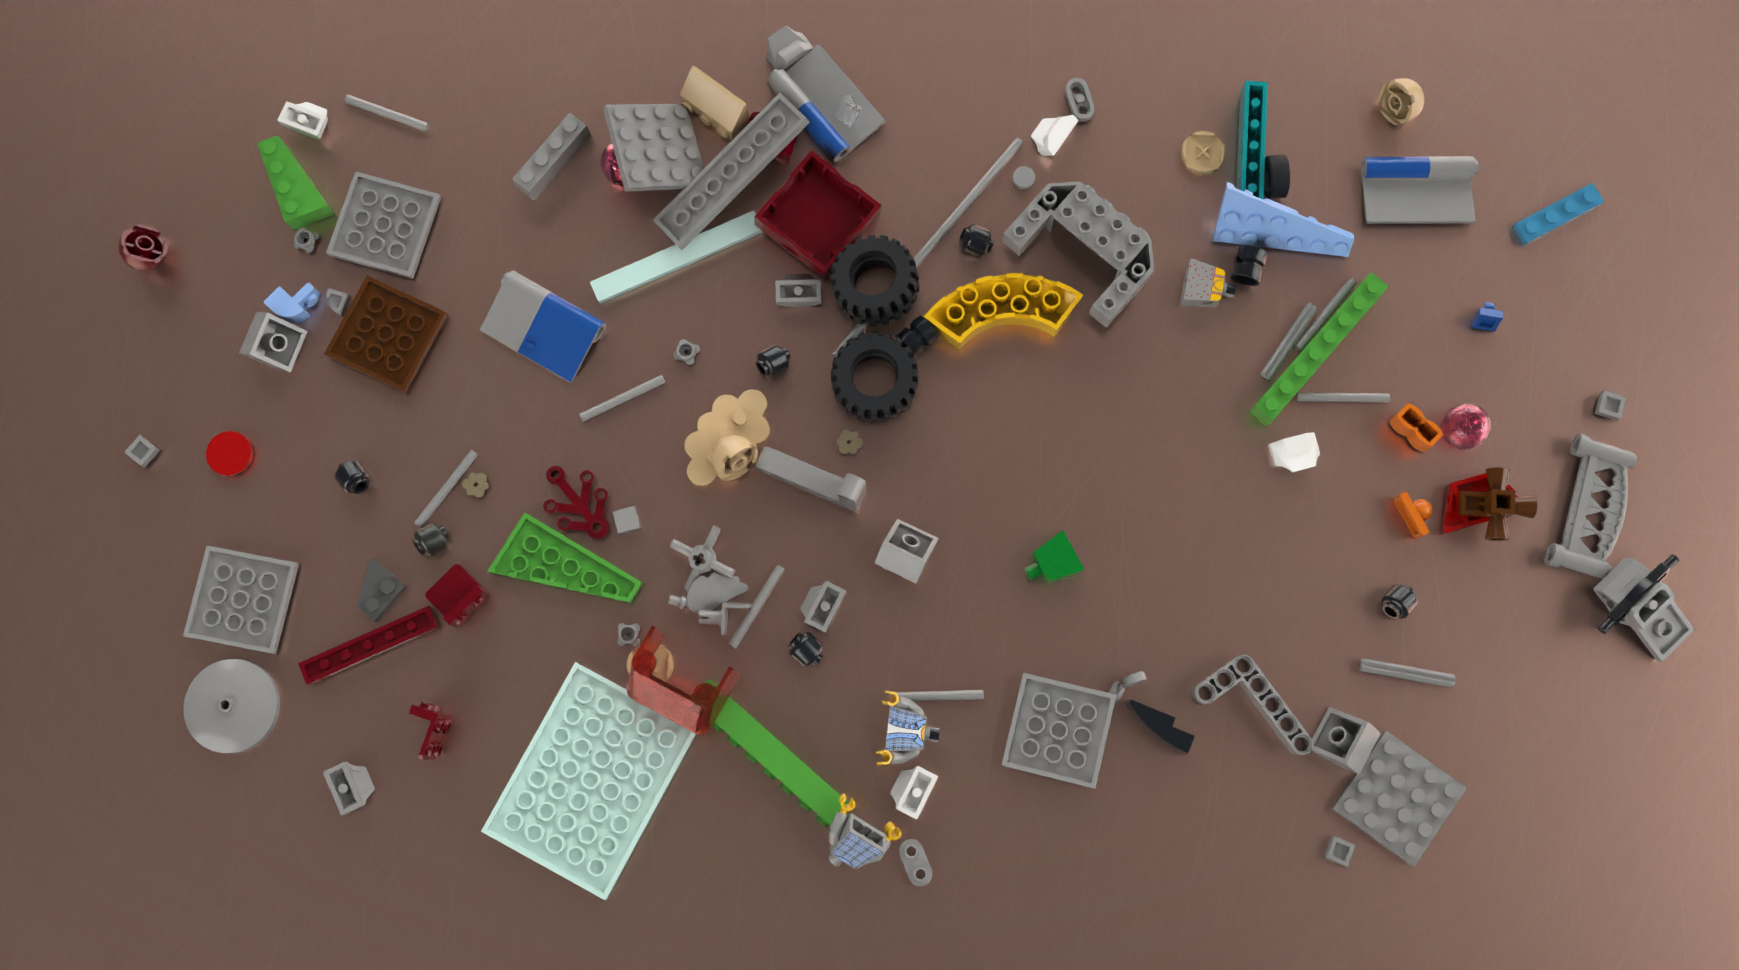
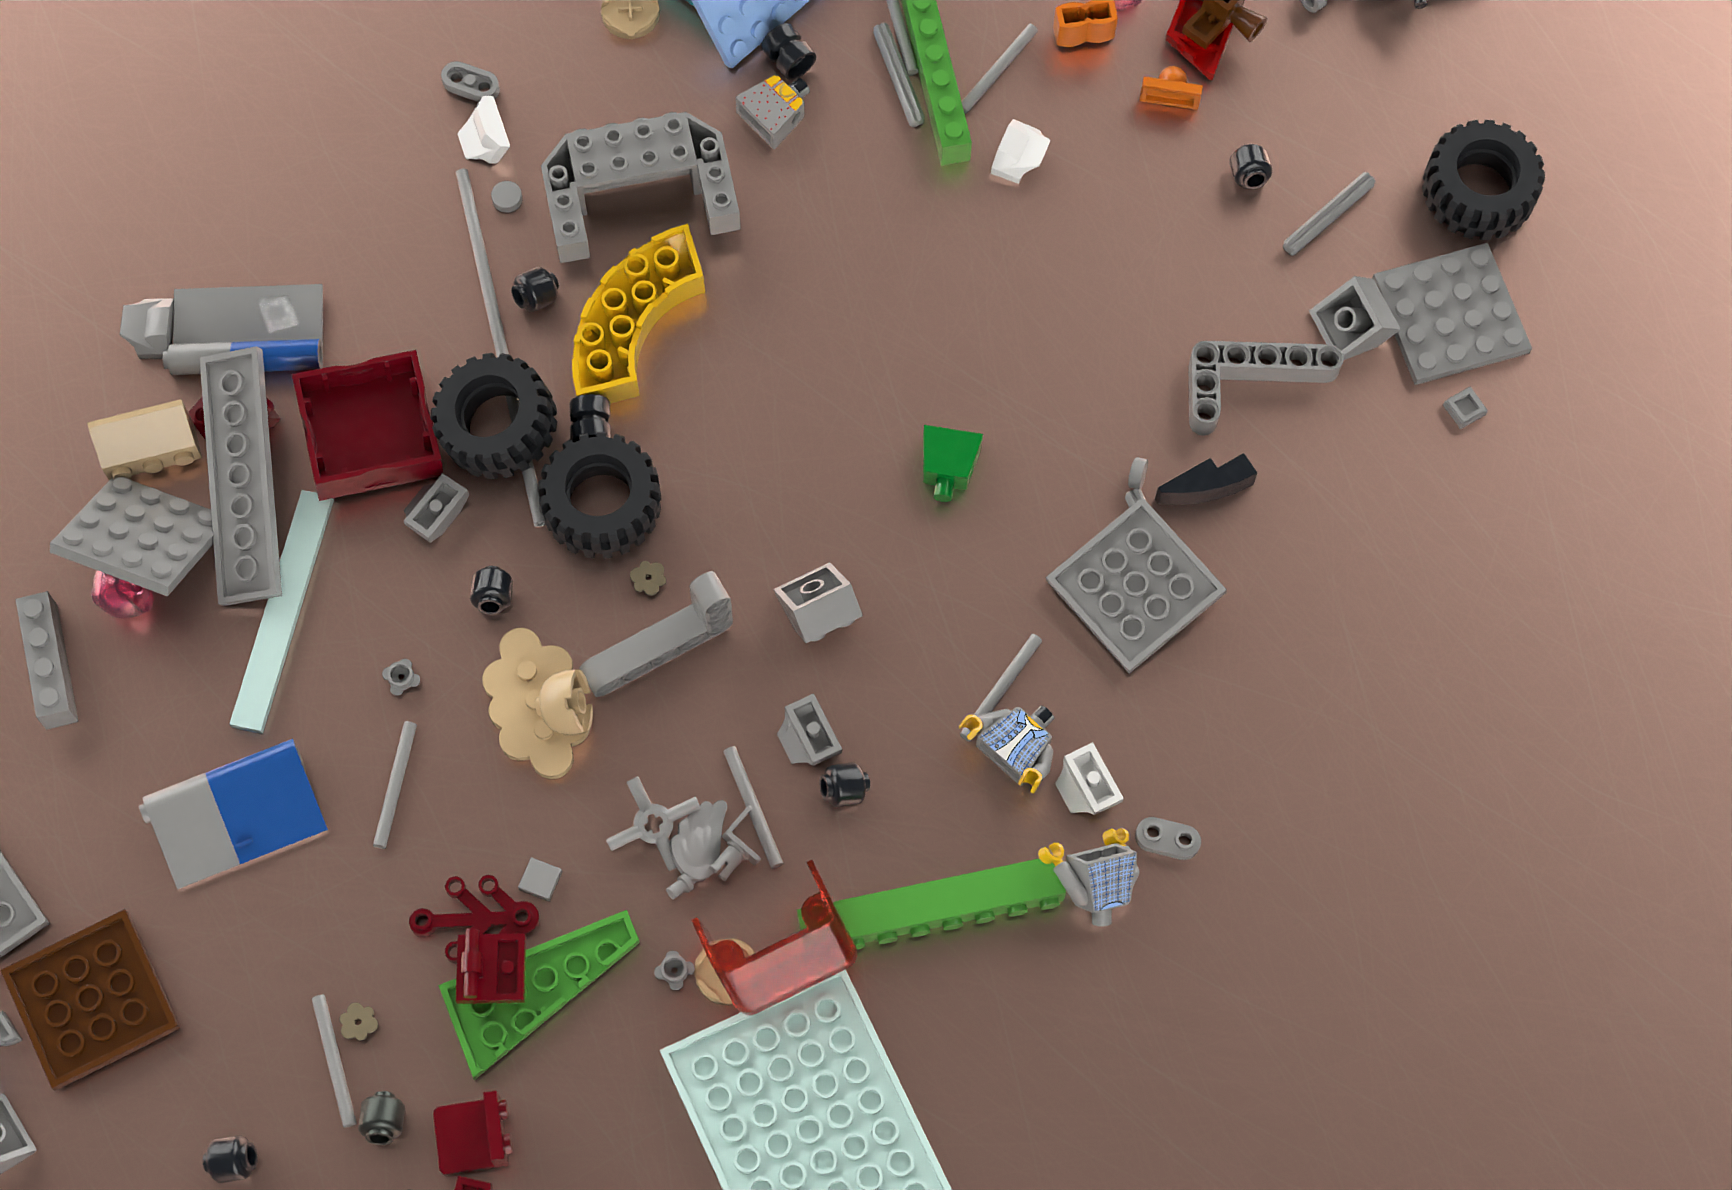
camera: 60 degrees left, 10 degrees down
(551, 534) = (490, 968): none -> dark red plate
(1538, 750) = (1495, 148): none -> black tyre

